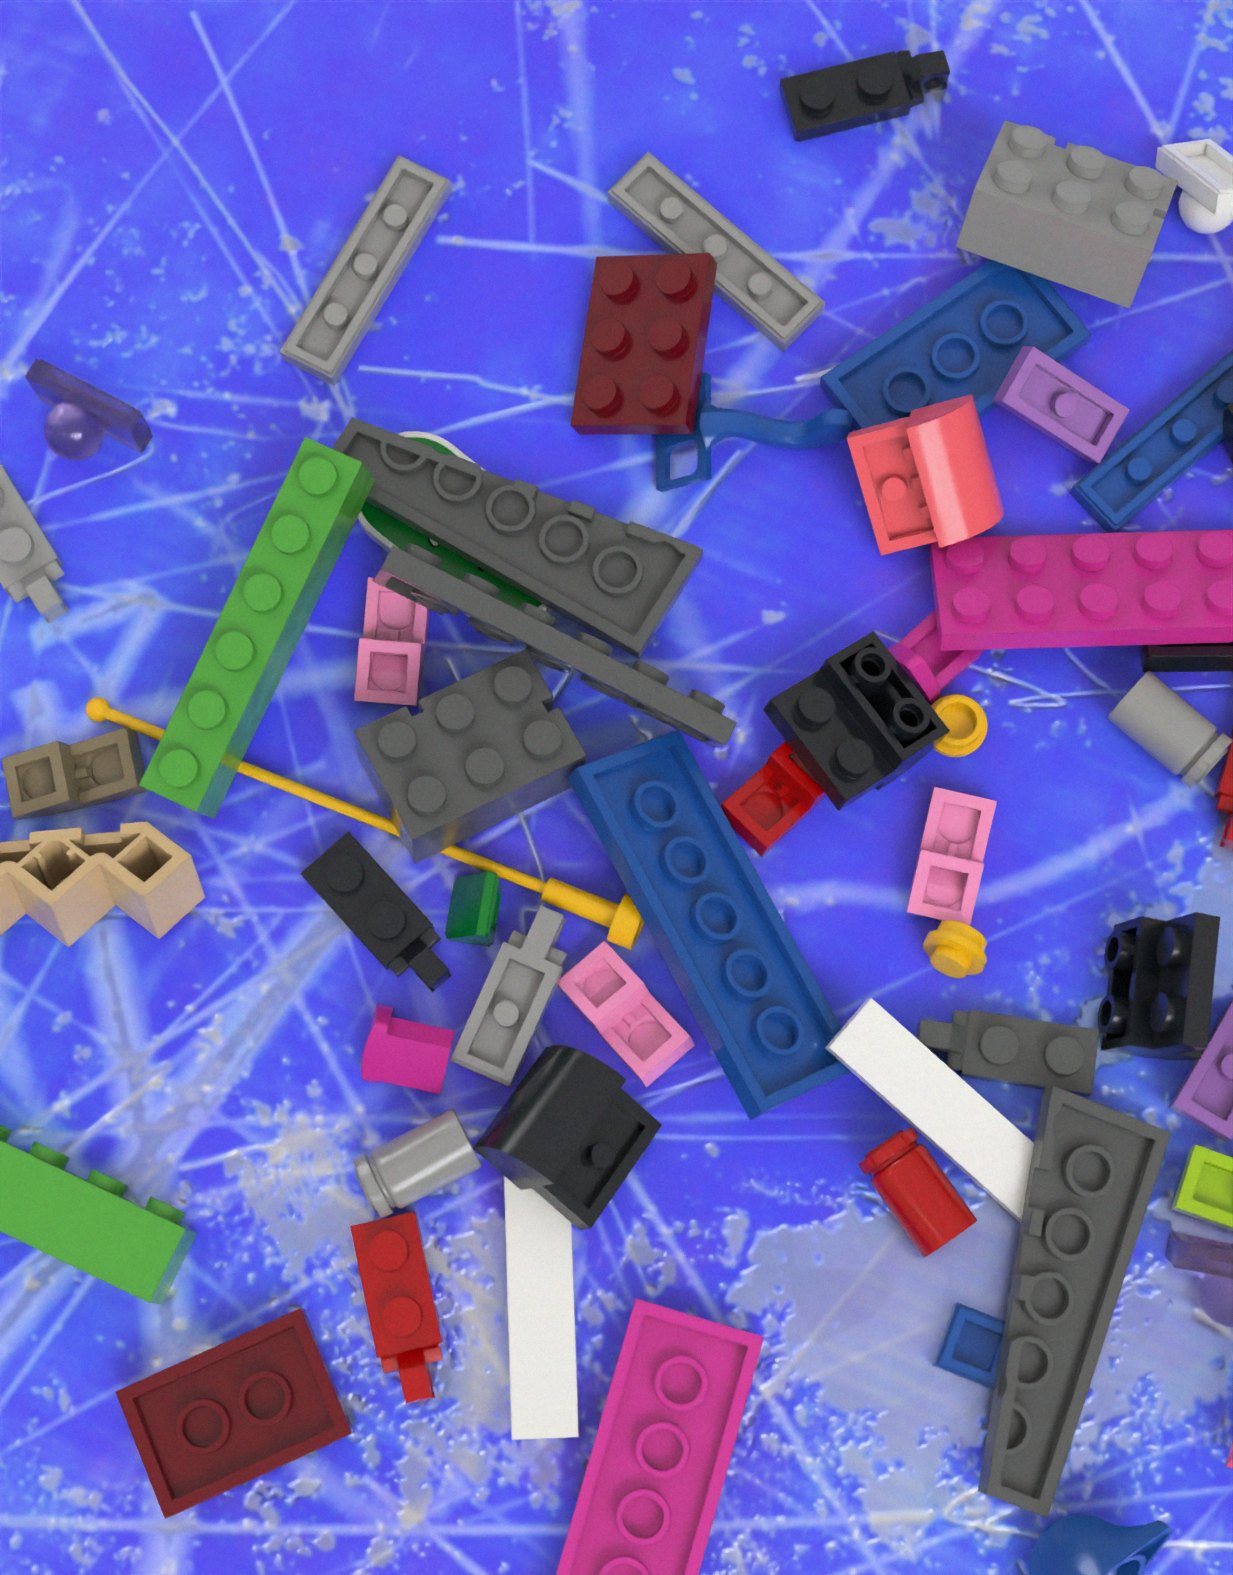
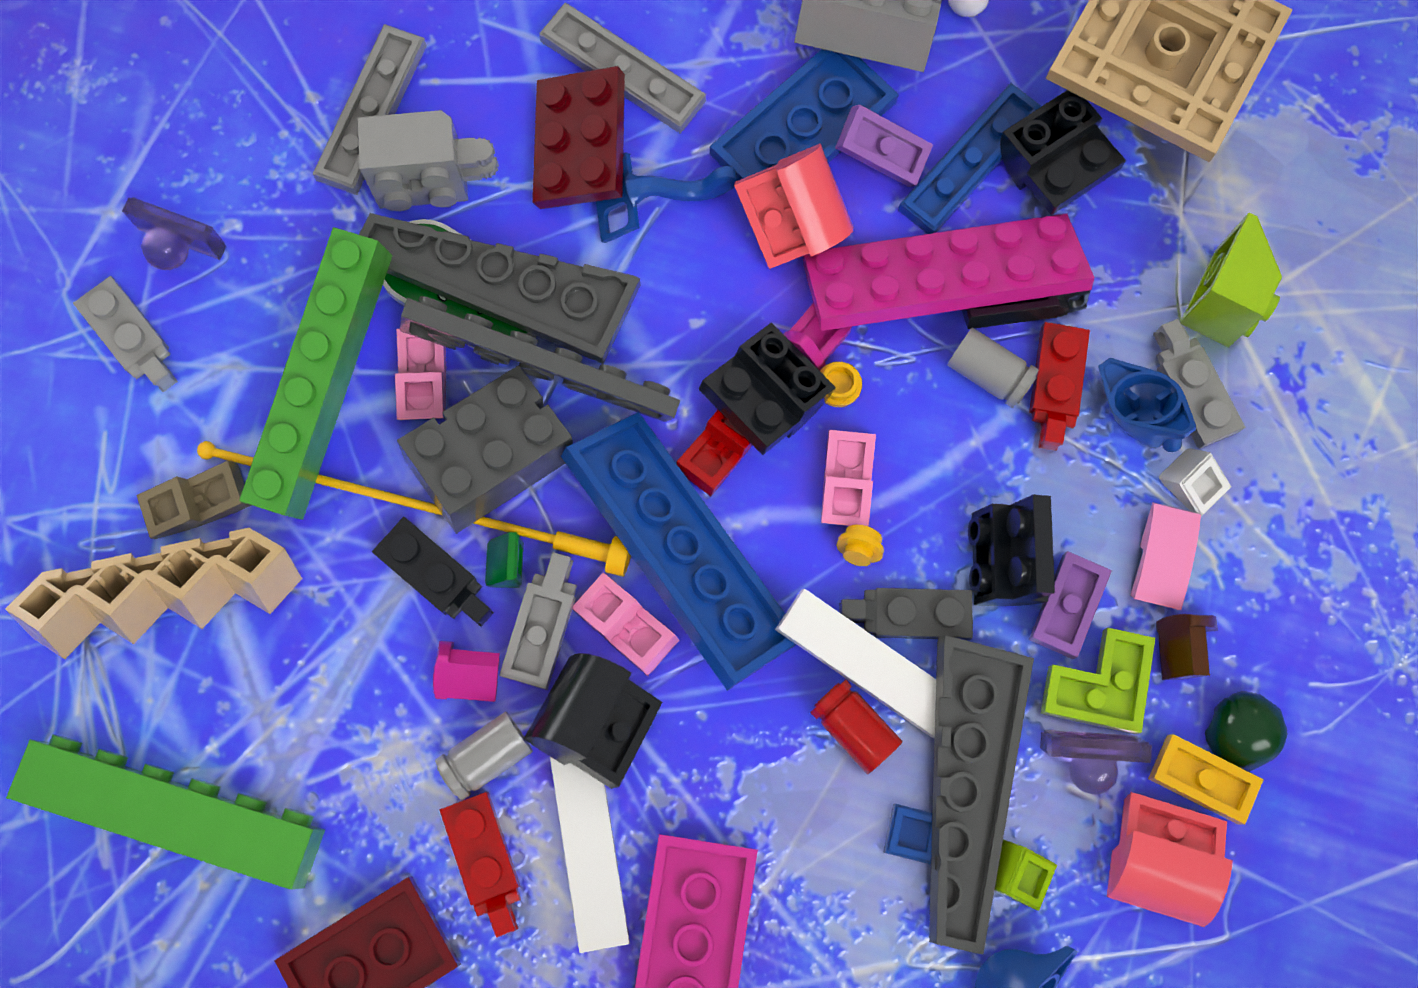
camera: 15 degrees left, 0 degrees up
(428, 353) = (420, 159): none -> light grey hinge
(1117, 1421) = (1023, 875): none -> lime slope

